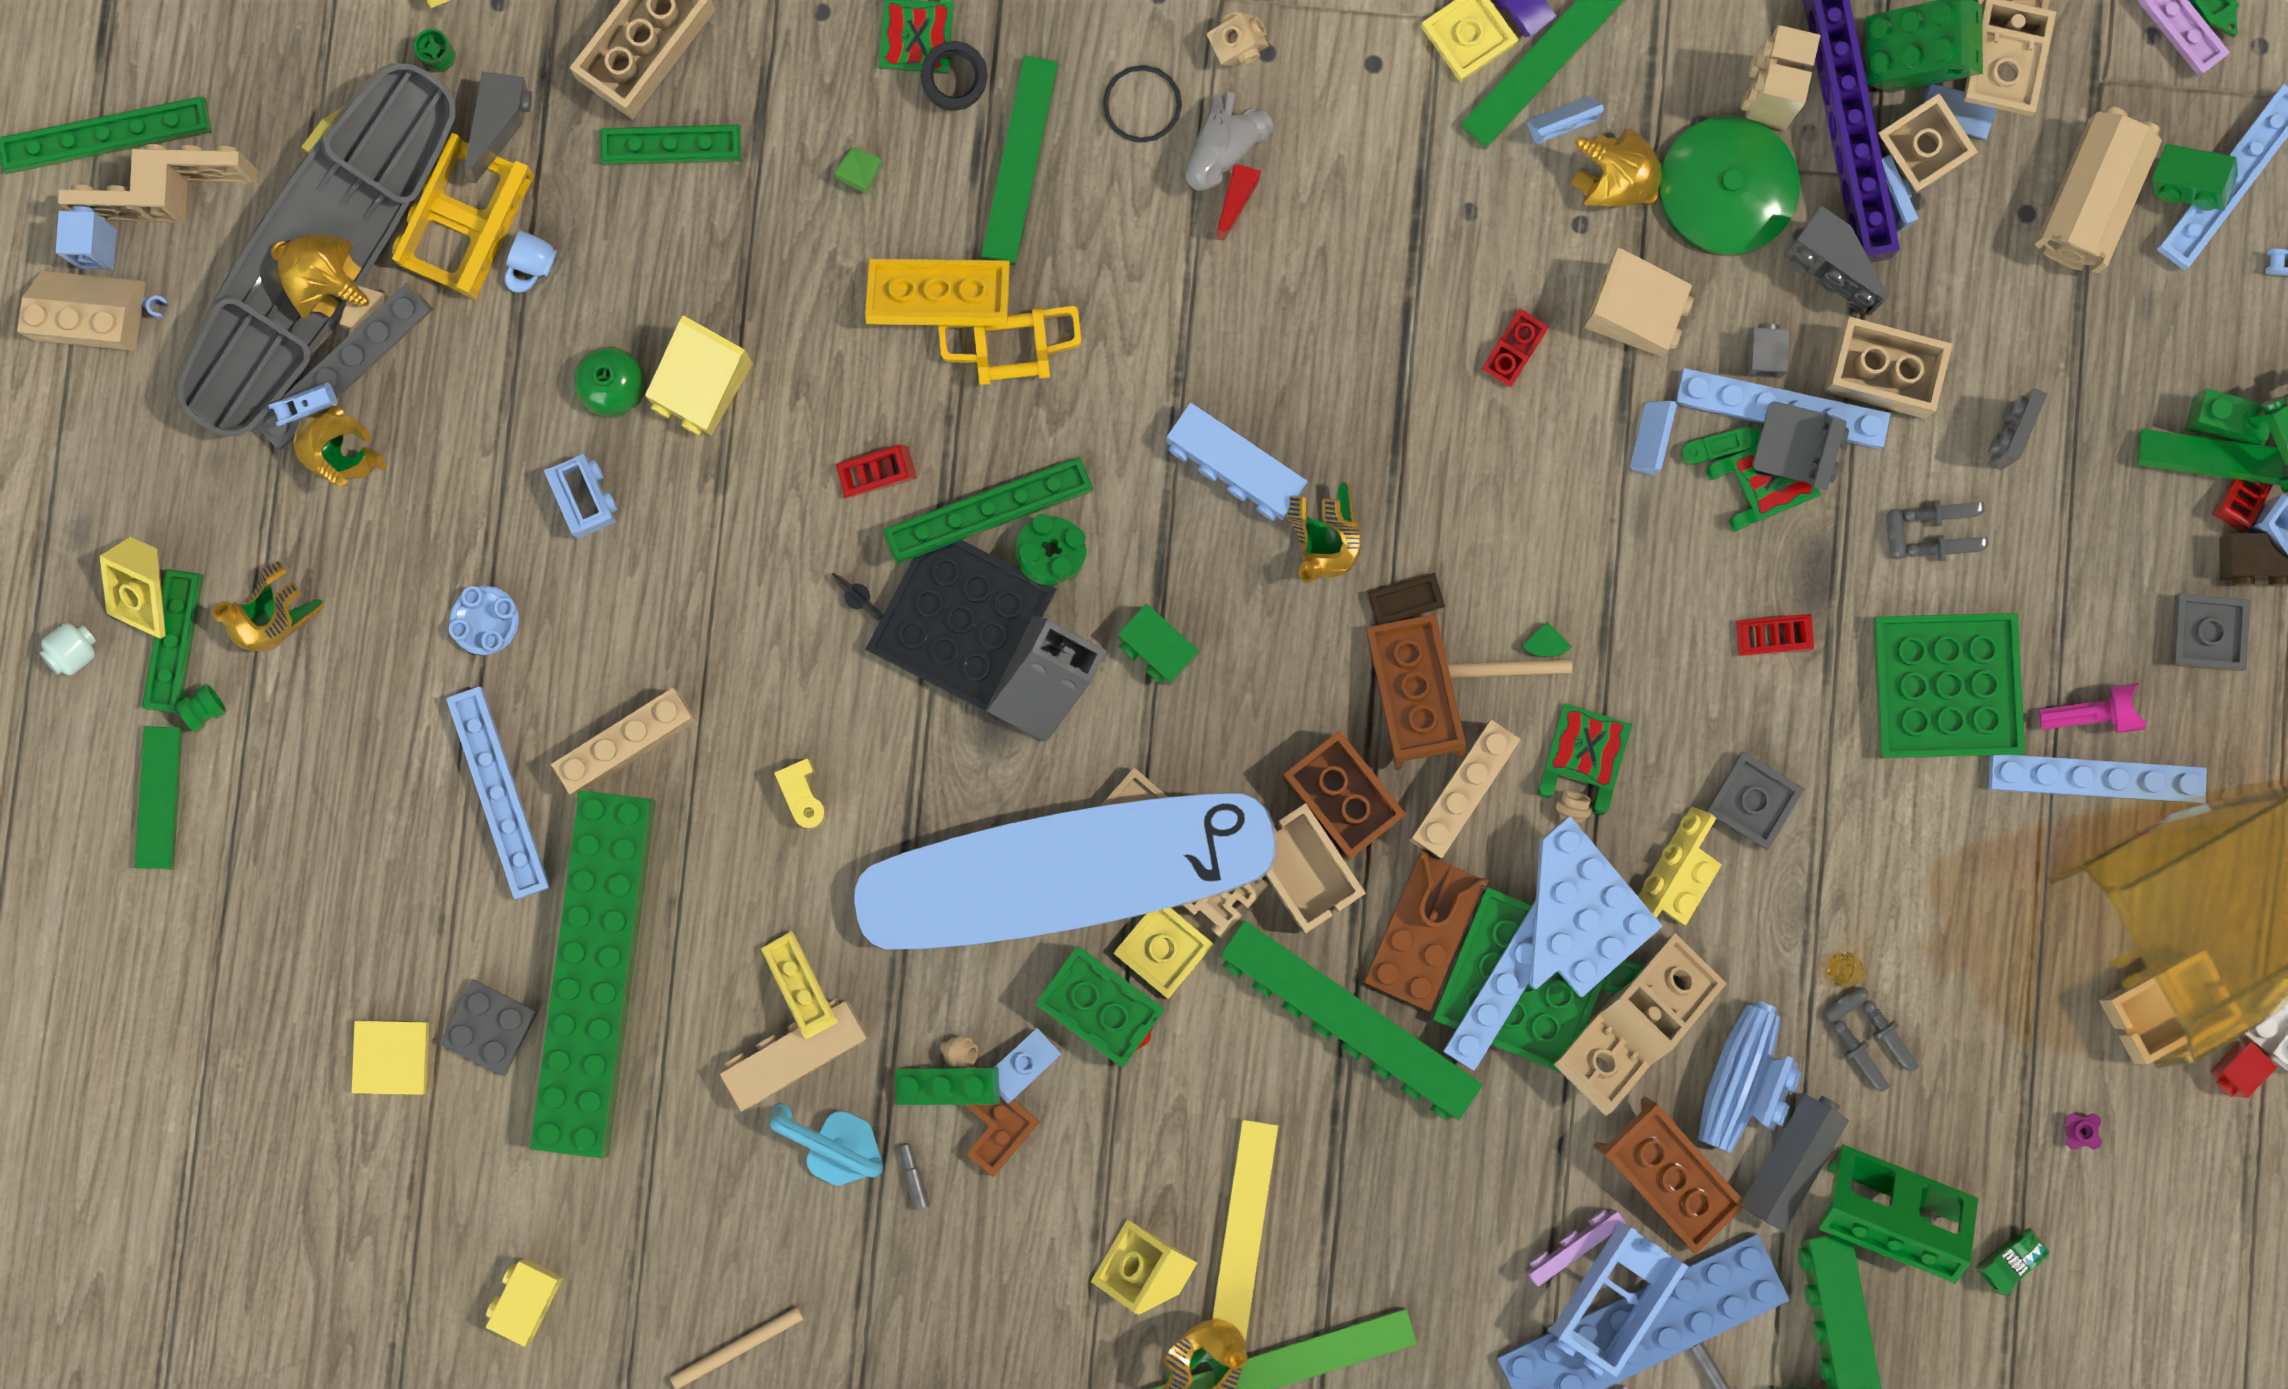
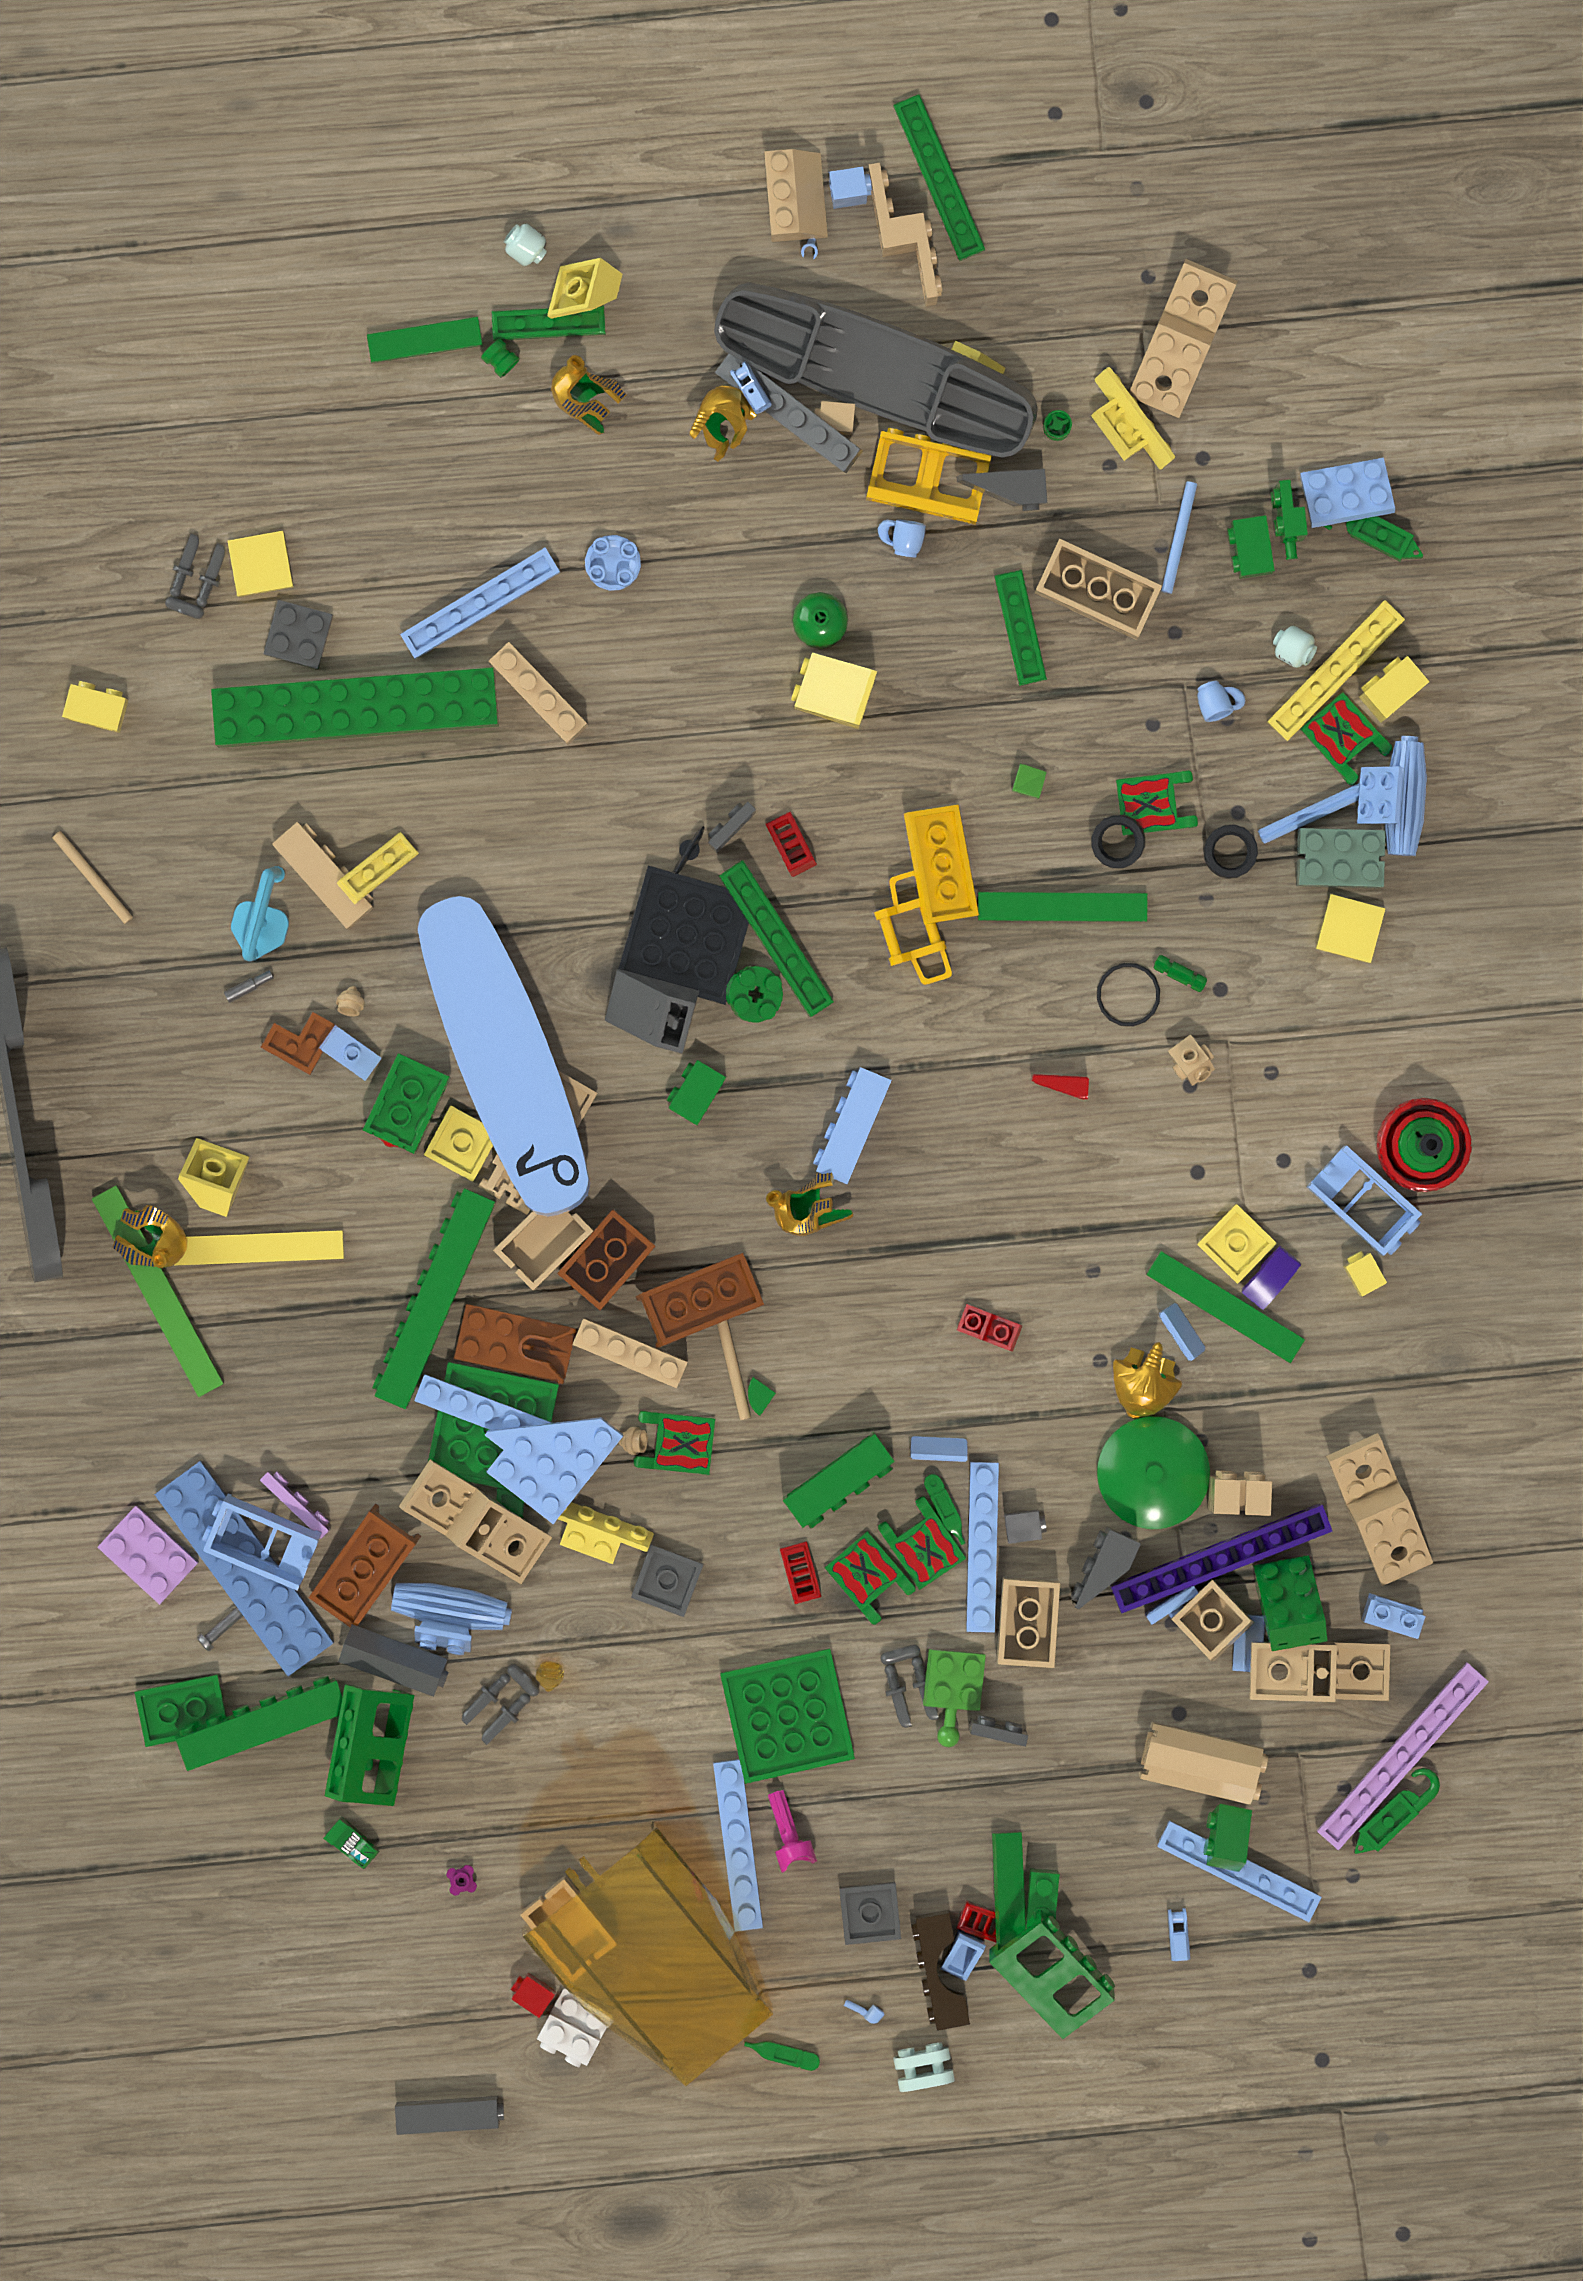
camera: 80 degrees right, 5 degrees up
(315, 269) = (856, 377): pearl gold piece -> none
(377, 1155) = (184, 569): none -> dark grey piece
(604, 501) = (714, 610): light blue window -> none
(799, 795) = (515, 845): light yellow leg -> none
(830, 526) = (738, 818): none -> dark grey plate
(947, 1086) = (322, 998): green plate -> none
(1129, 35) = (1180, 973): none -> green axle
(1225, 141) = (1107, 1066): light grey animal -> none
(1406, 599) = (771, 1279): dark brown tile -> none
(1639, 304) = (1040, 1419): tan slope -> none
(1671, 562) = (838, 1480): none -> green brick
(1789, 556) = (865, 1573): none -> flag
(1800, 444) = (953, 1564): dark grey bracket -> none
(1946, 476) = (953, 1683): none -> bright green plate

